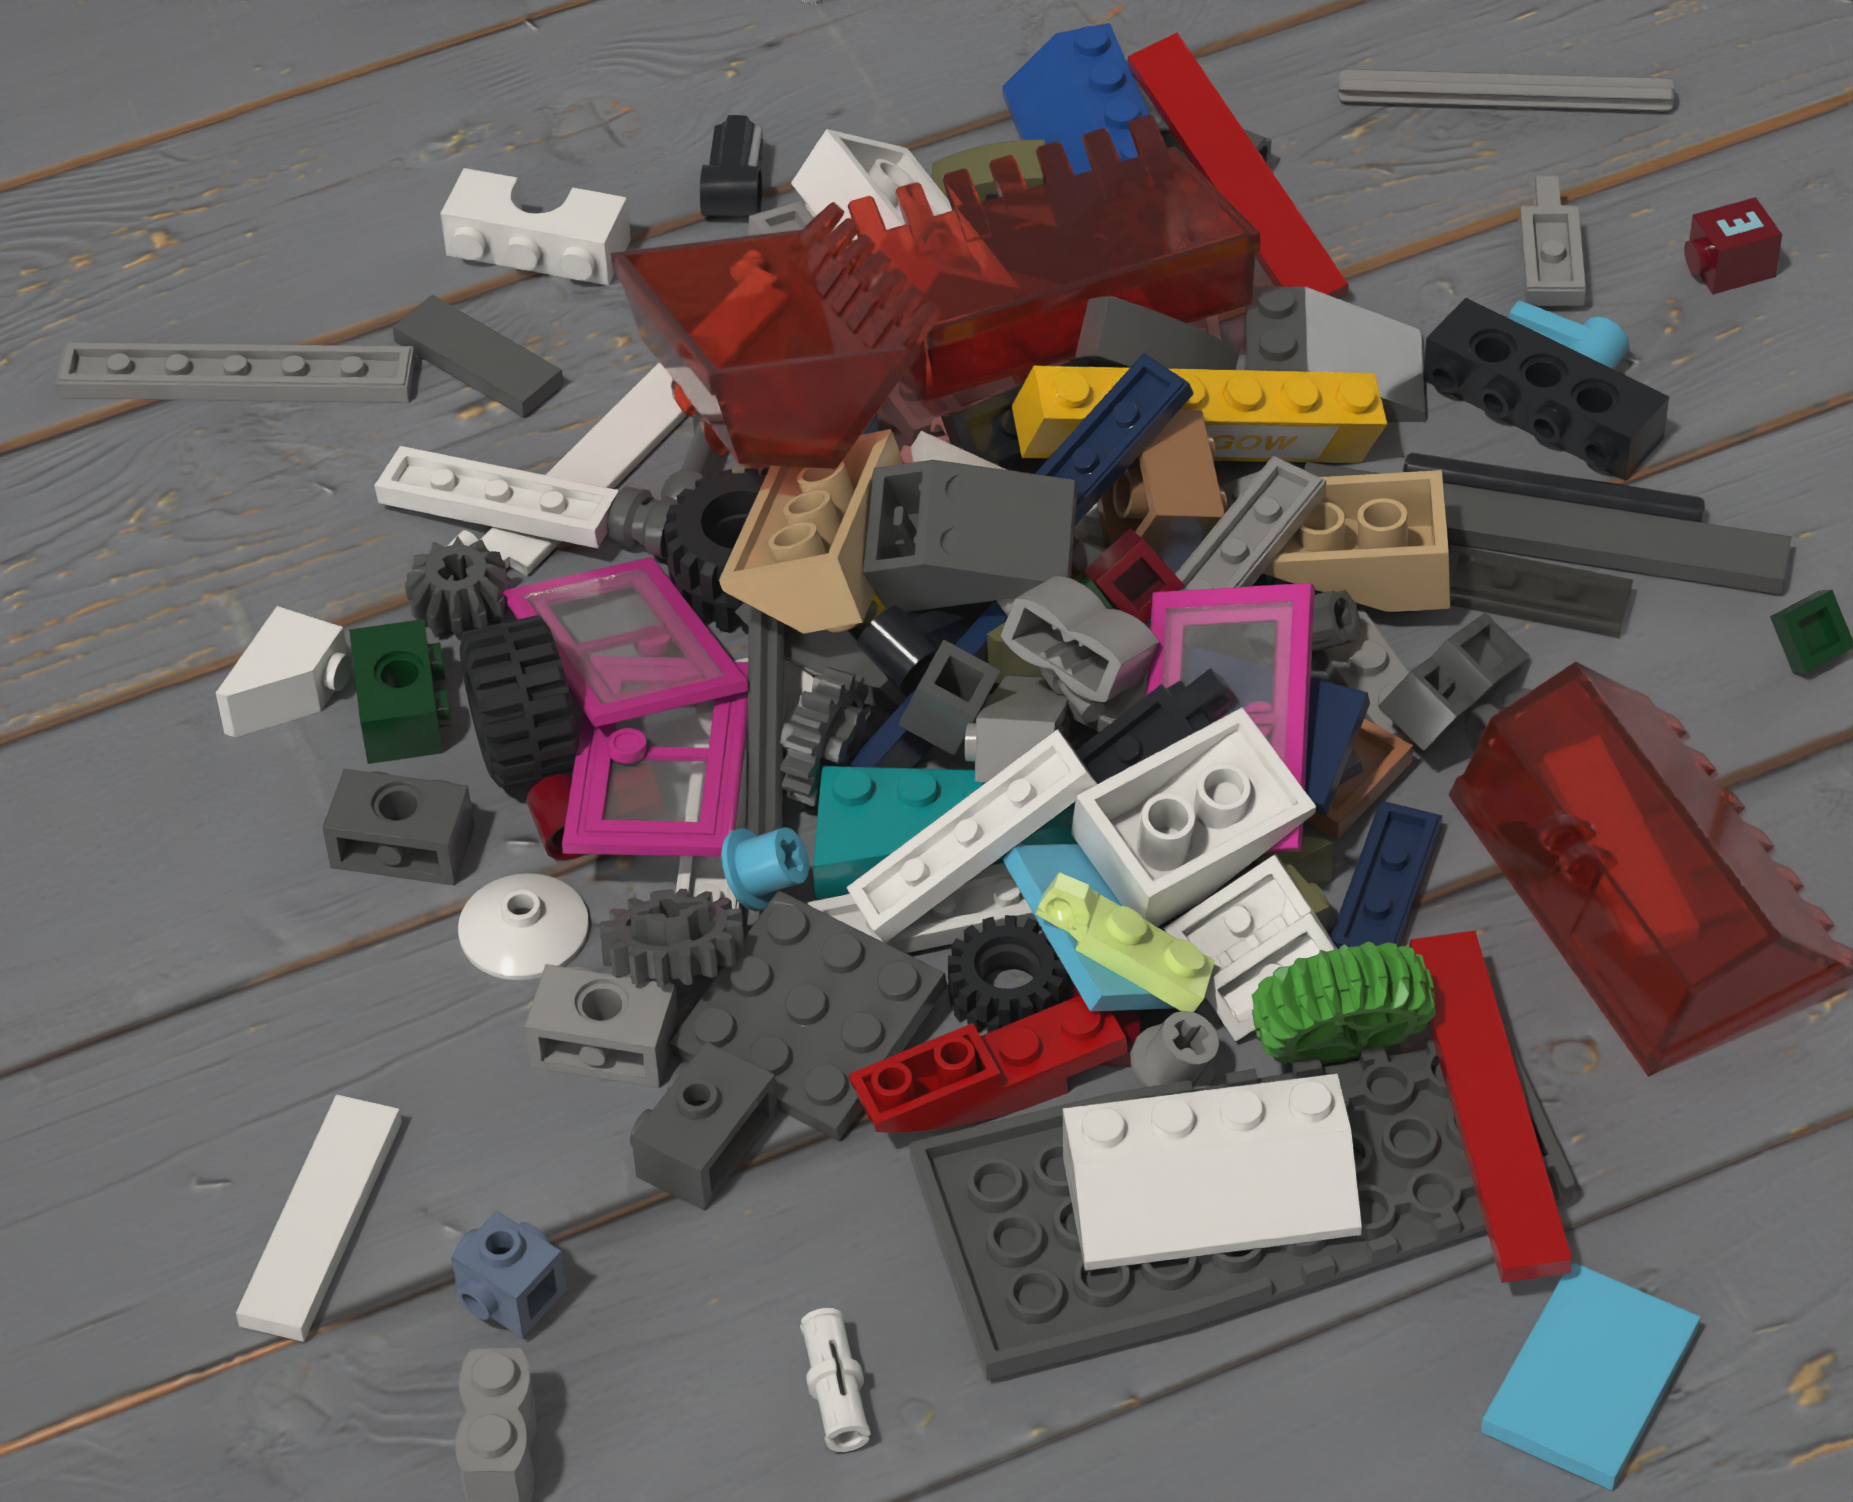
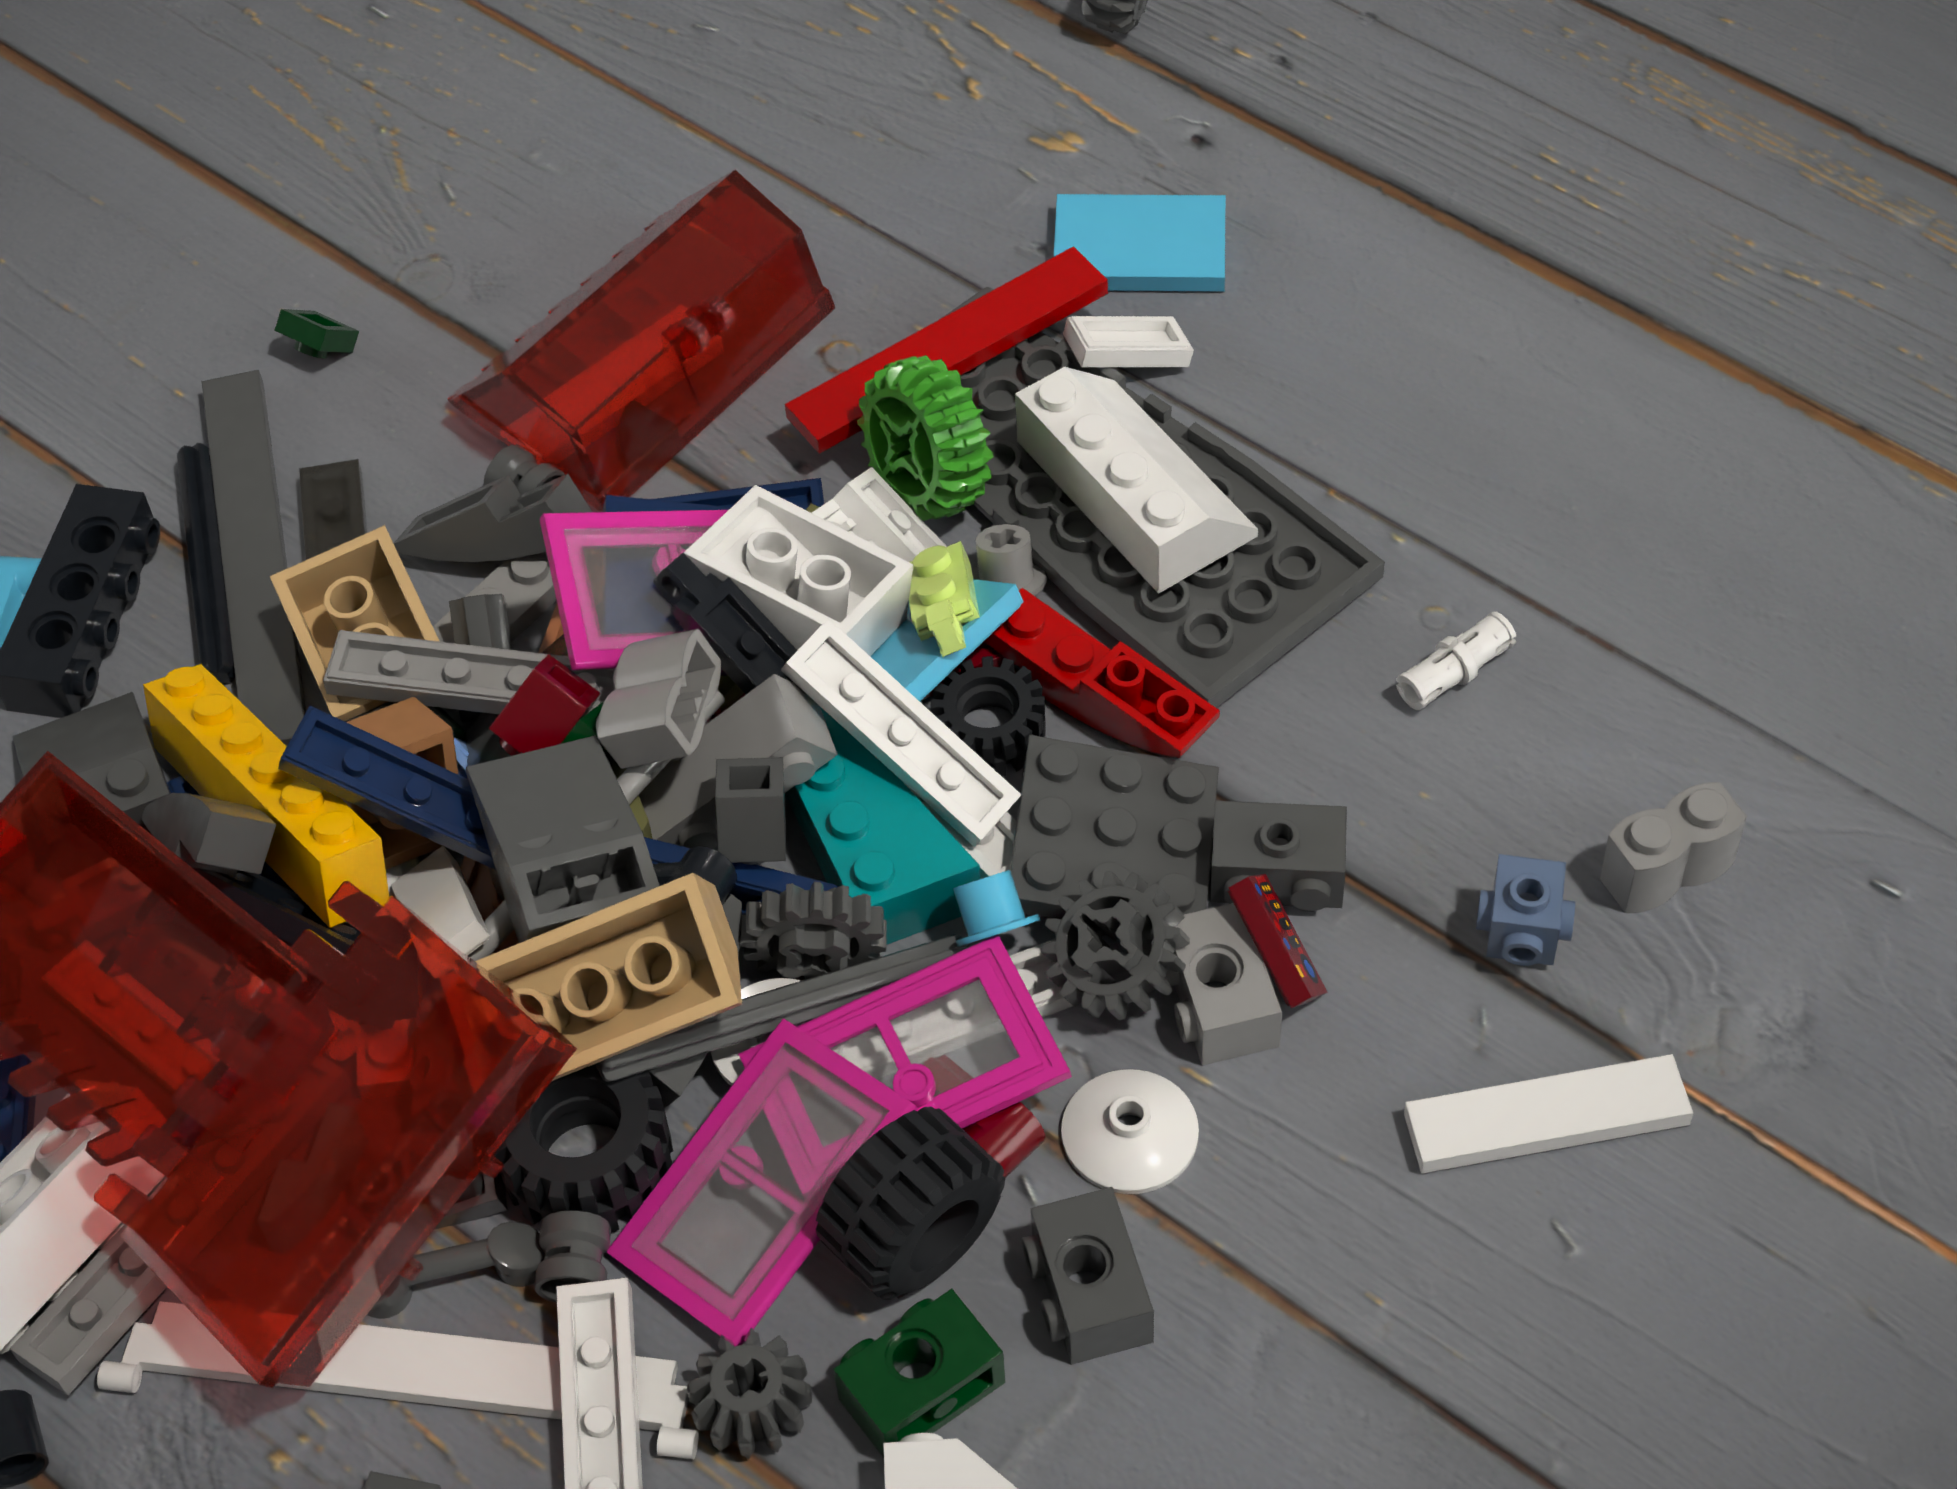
camera: 115 degrees left, 5 degrees up
(601, 1063) = (1276, 940): none -> dark red tile
(1424, 1278) = (1127, 341): none -> white tile

